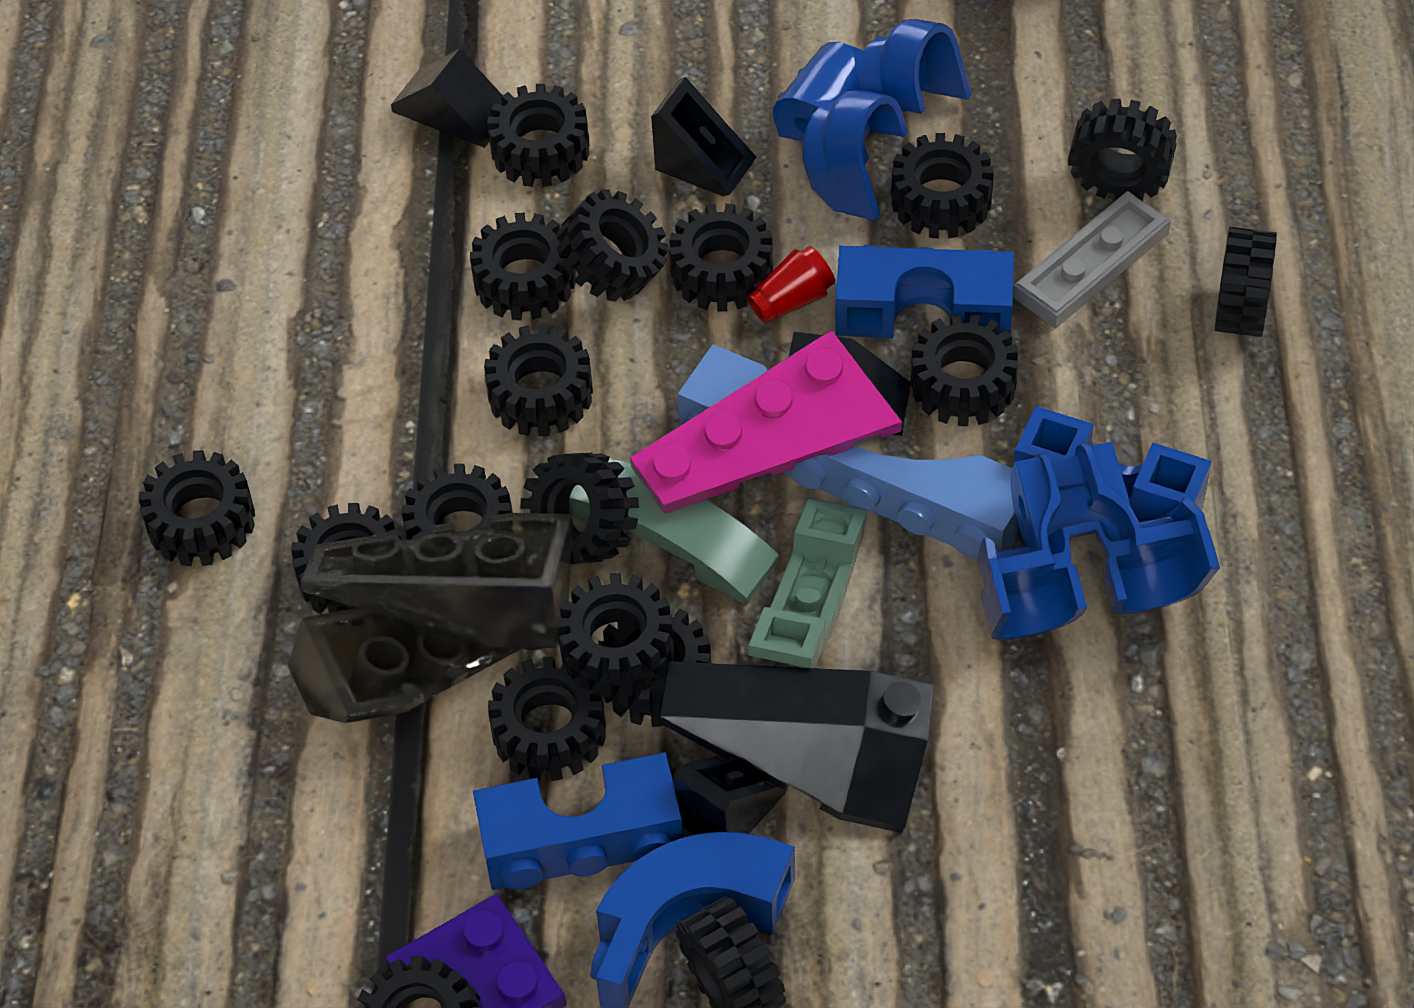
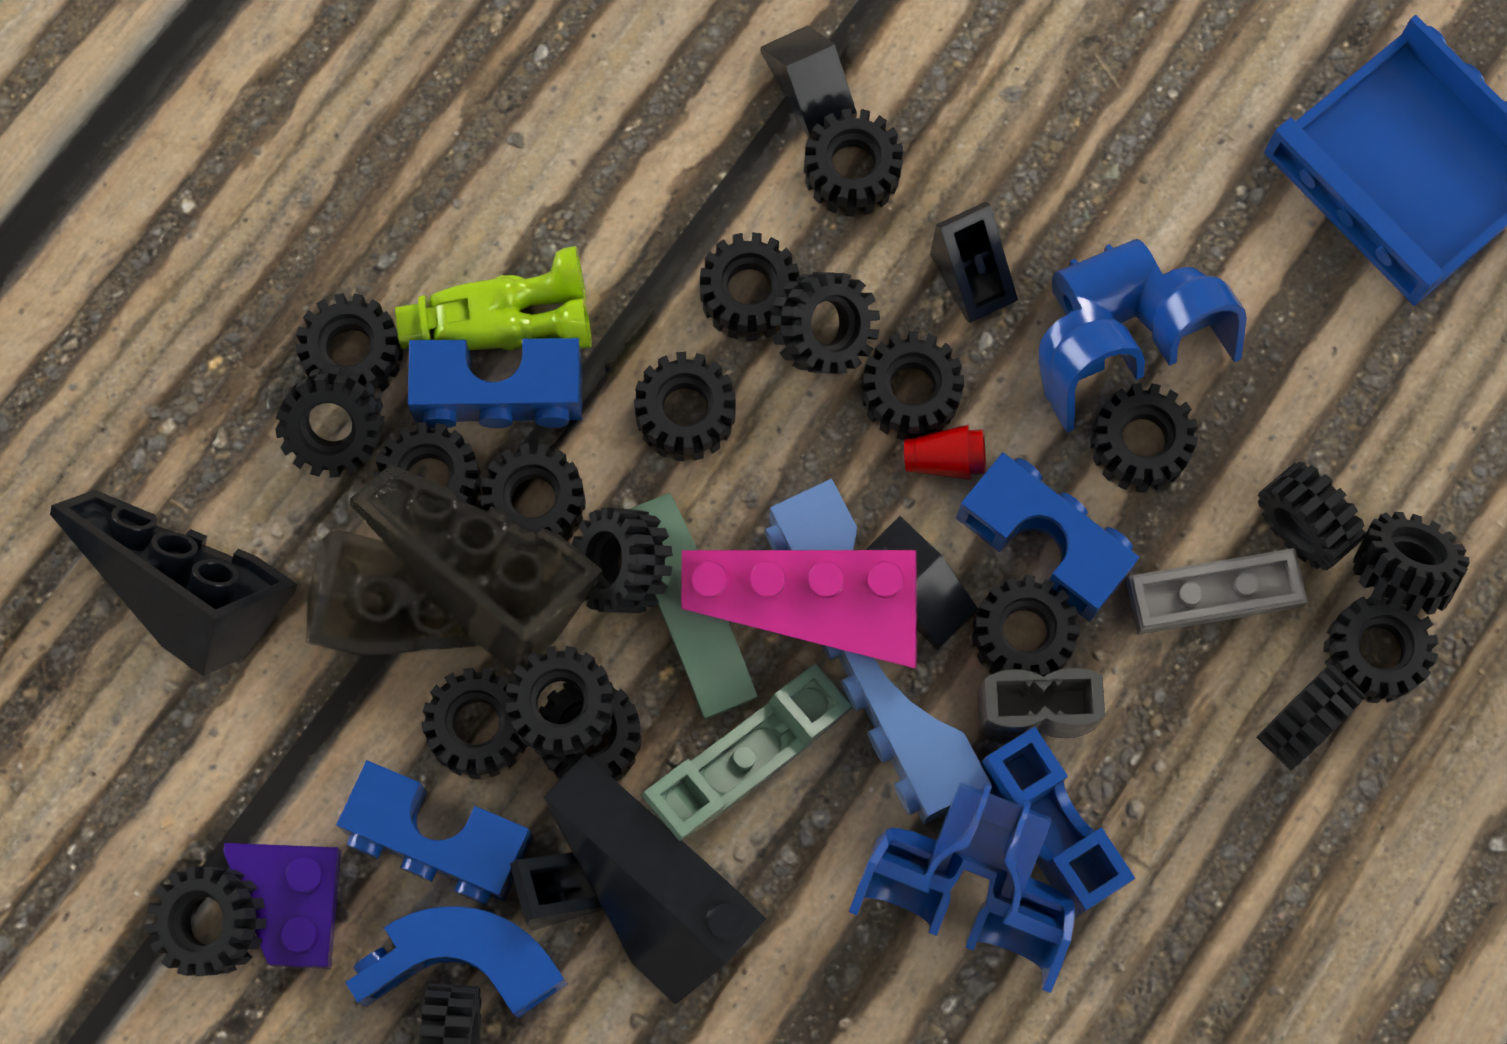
camera: 30 degrees right, 20 degrees up
(209, 782) = (186, 594): none -> black wedge
(265, 553) = (321, 453): none -> black tyre
(311, 407) = (490, 314): none -> lime piece
(402, 436) = (541, 390): none -> blue arch
(1005, 399) = (1058, 705): none -> dark grey brick
(1226, 138) = (1410, 563): none -> black tyre
(1260, 193) = (1406, 627): none -> black tyre

